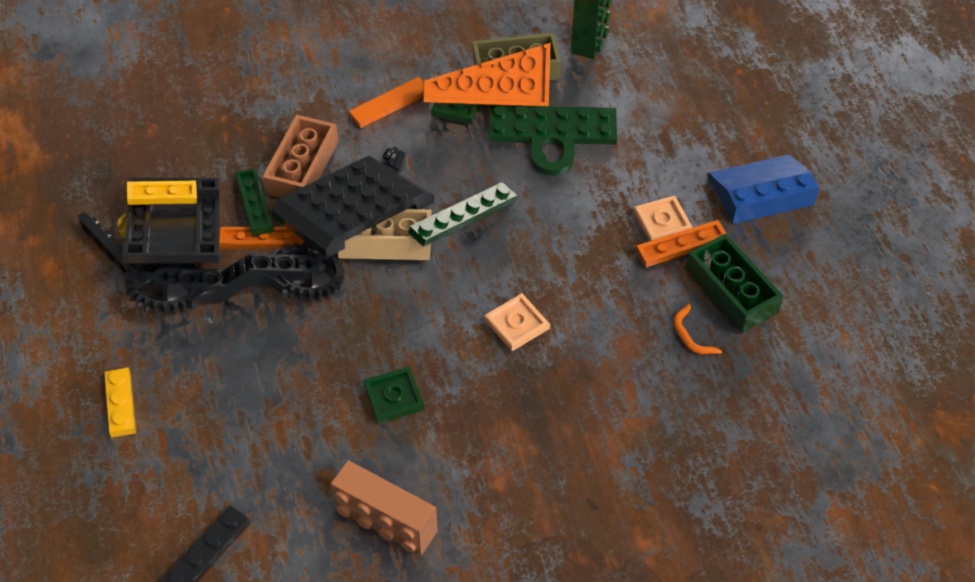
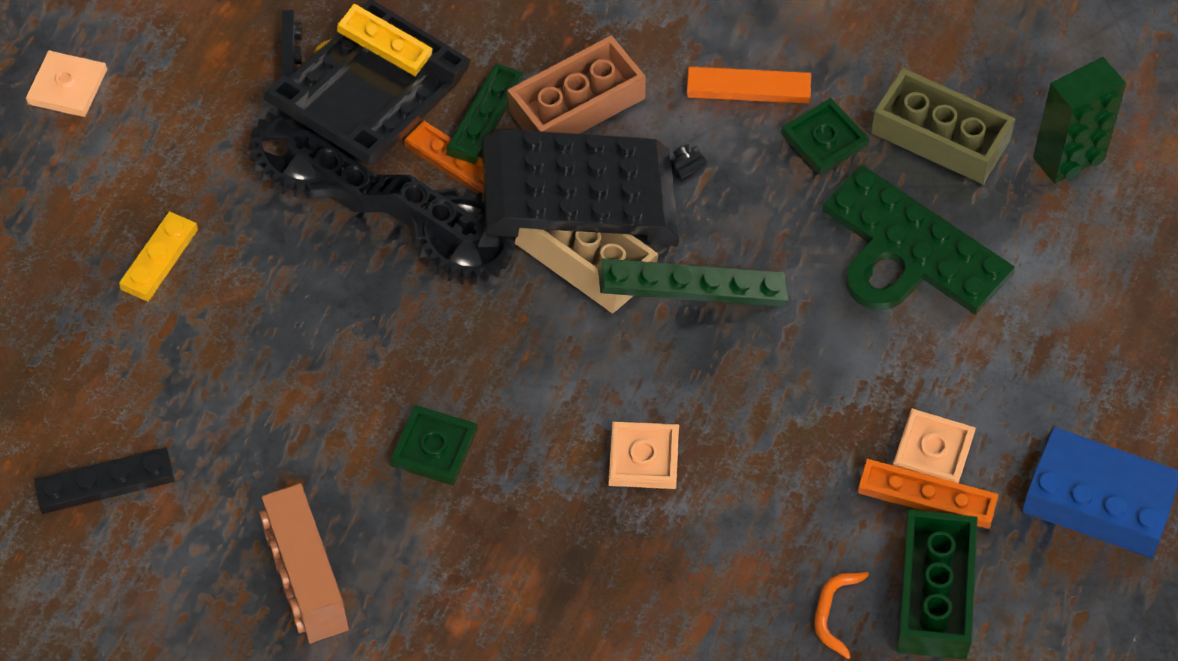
camera: 40 degrees right, 5 degrees up
(509, 80) = (898, 146): orange wing -> none

